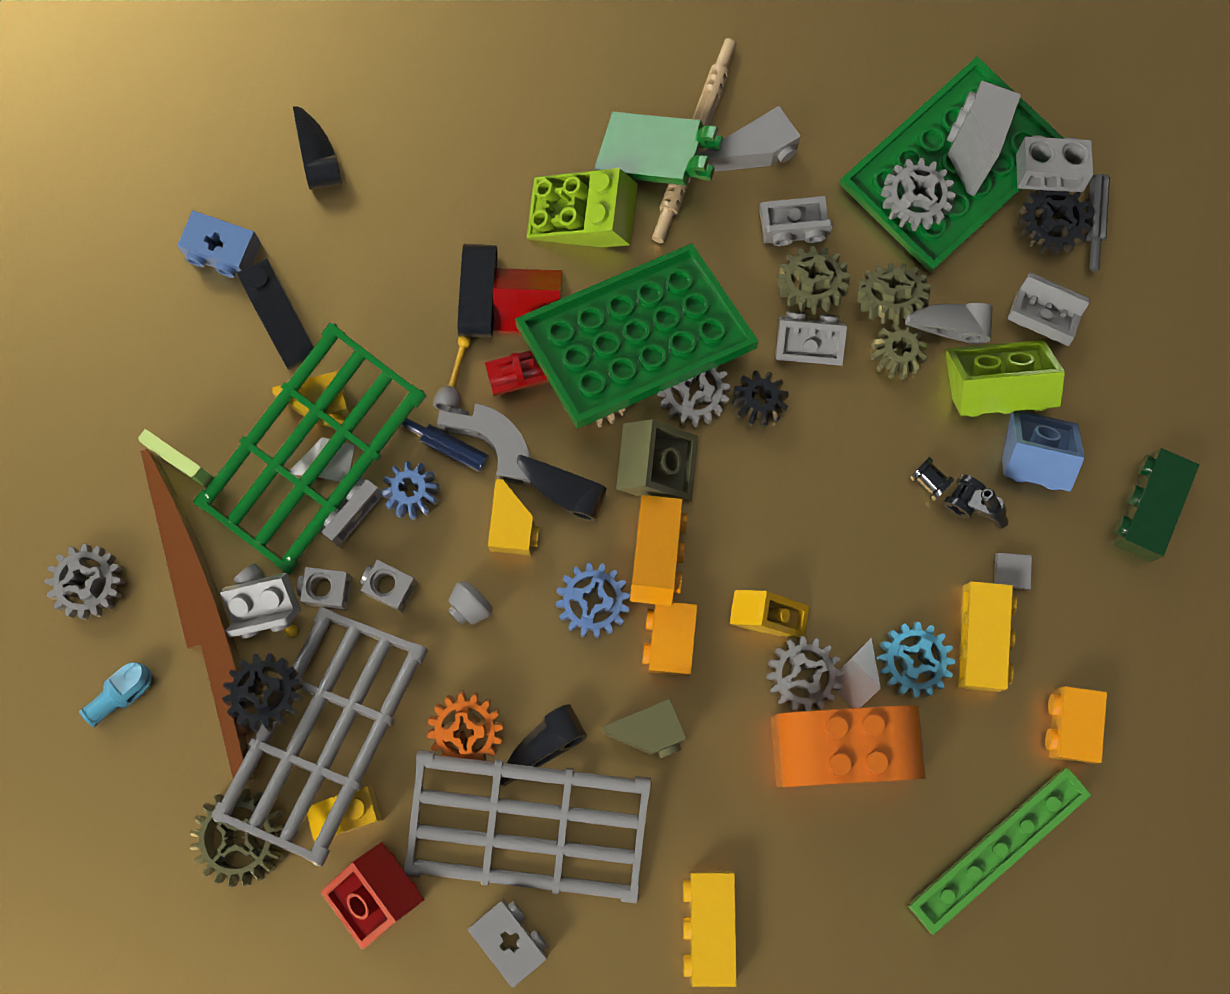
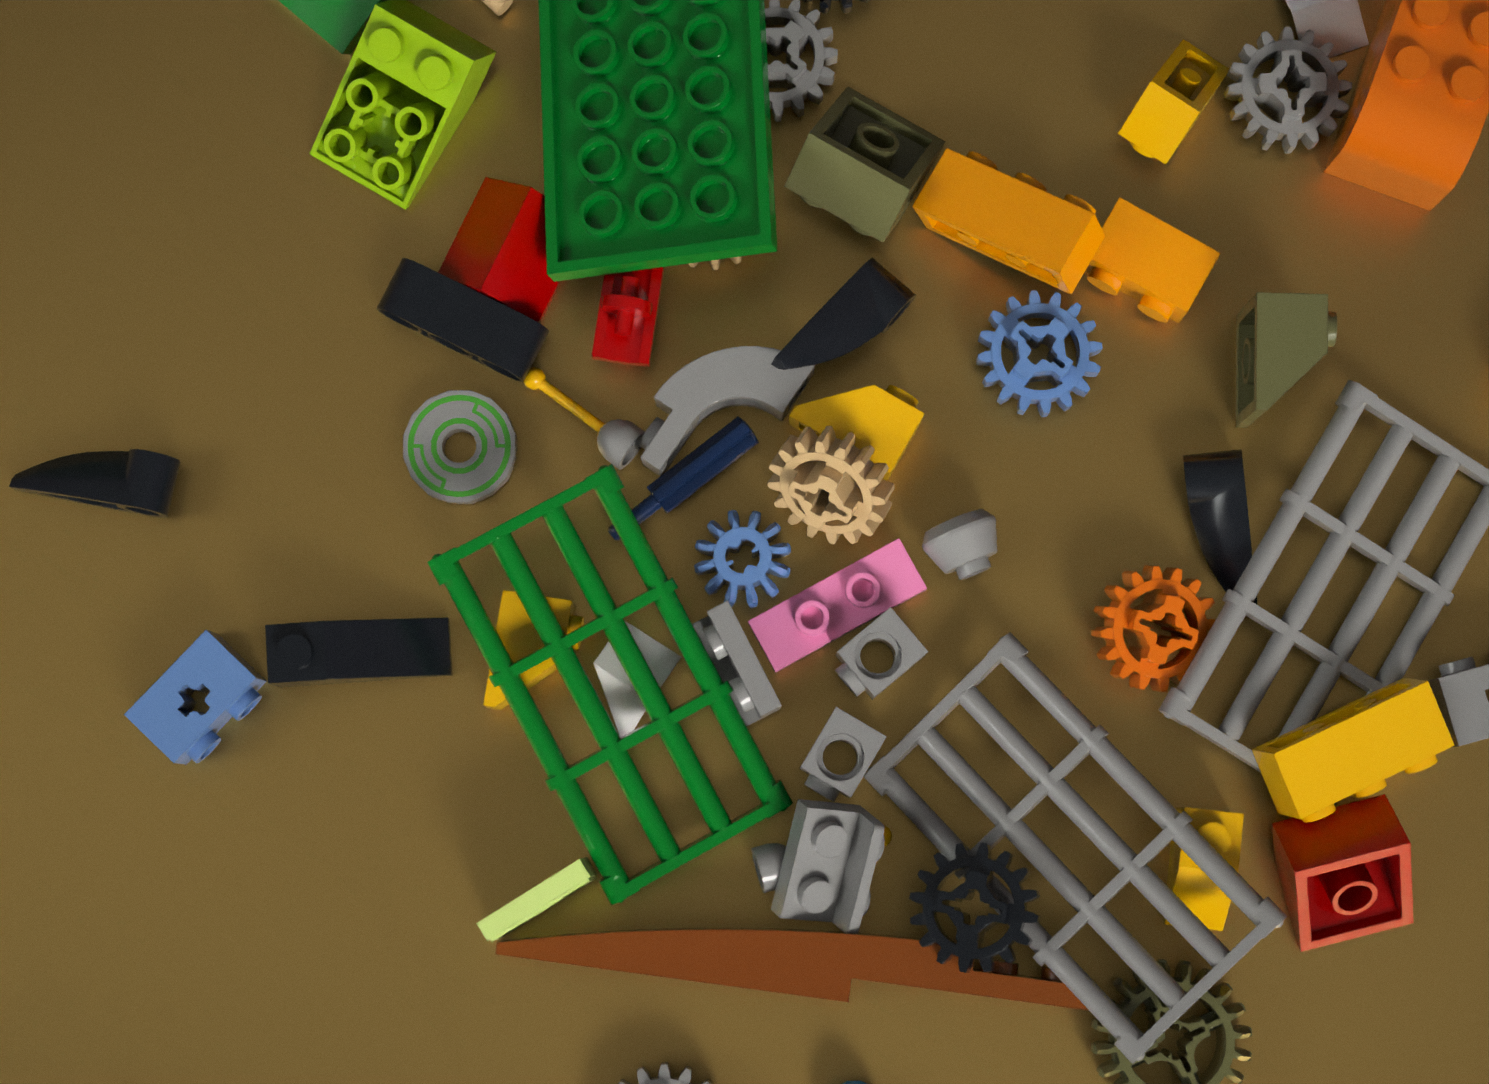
camera: 60 degrees left, 5 degrees up
(408, 301) = (439, 420): none -> light grey tile
(408, 552) = (837, 605): none -> bright pink plate
(441, 869) = (1353, 749): none -> yellow brick
(467, 517) = (830, 485): none -> tan gear

